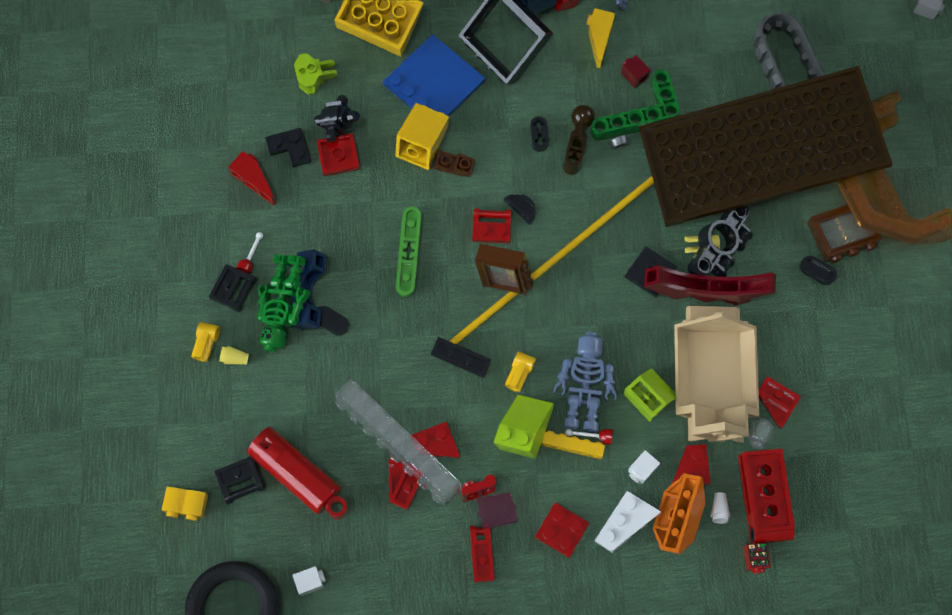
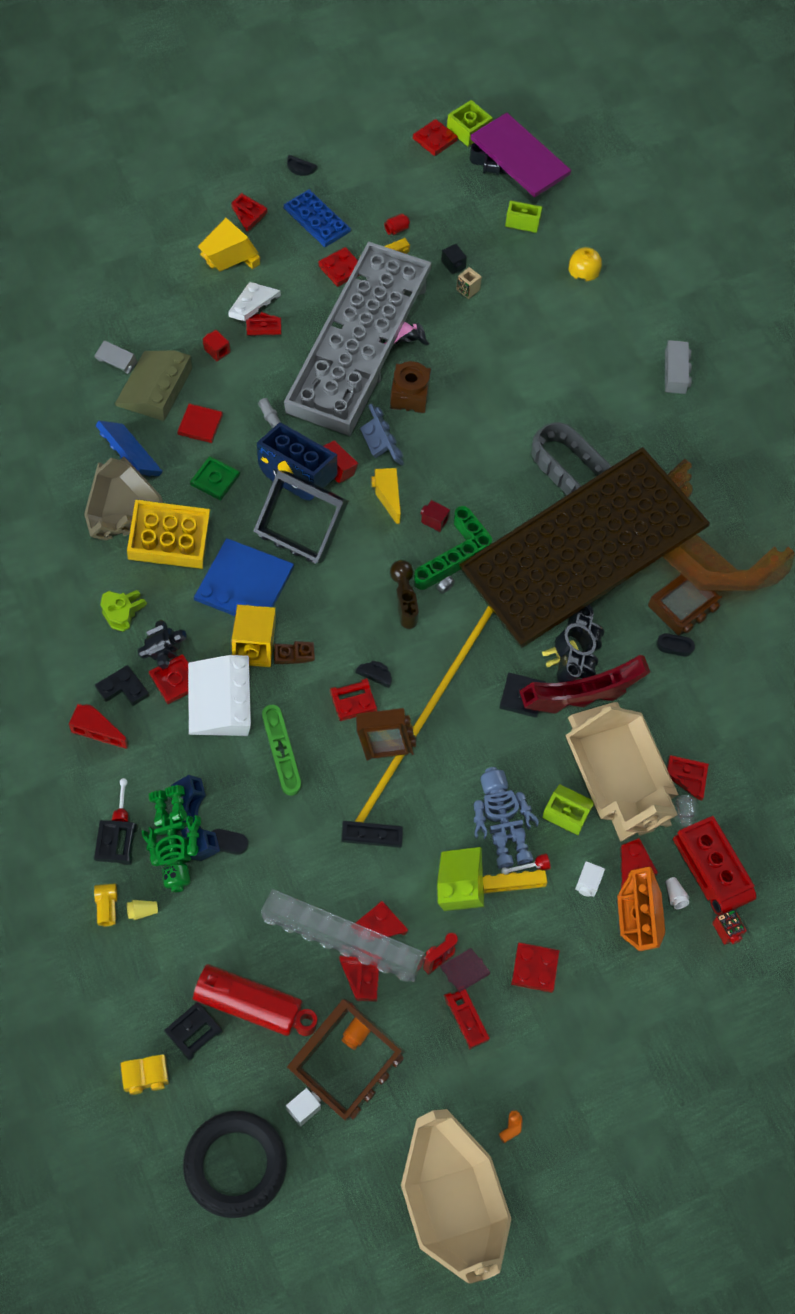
camera: 25 degrees left, 10 degrees down
(326, 569) = (319, 1037): none -> reddish brown window
(370, 183) = (219, 696): none -> white slope
(379, 532) = (355, 1034): none -> orange brick
(521, 368) = (435, 825): yellow piece -> none
(543, 133) = (369, 598): black beam -> none
(625, 521) = (593, 935): white wing -> none

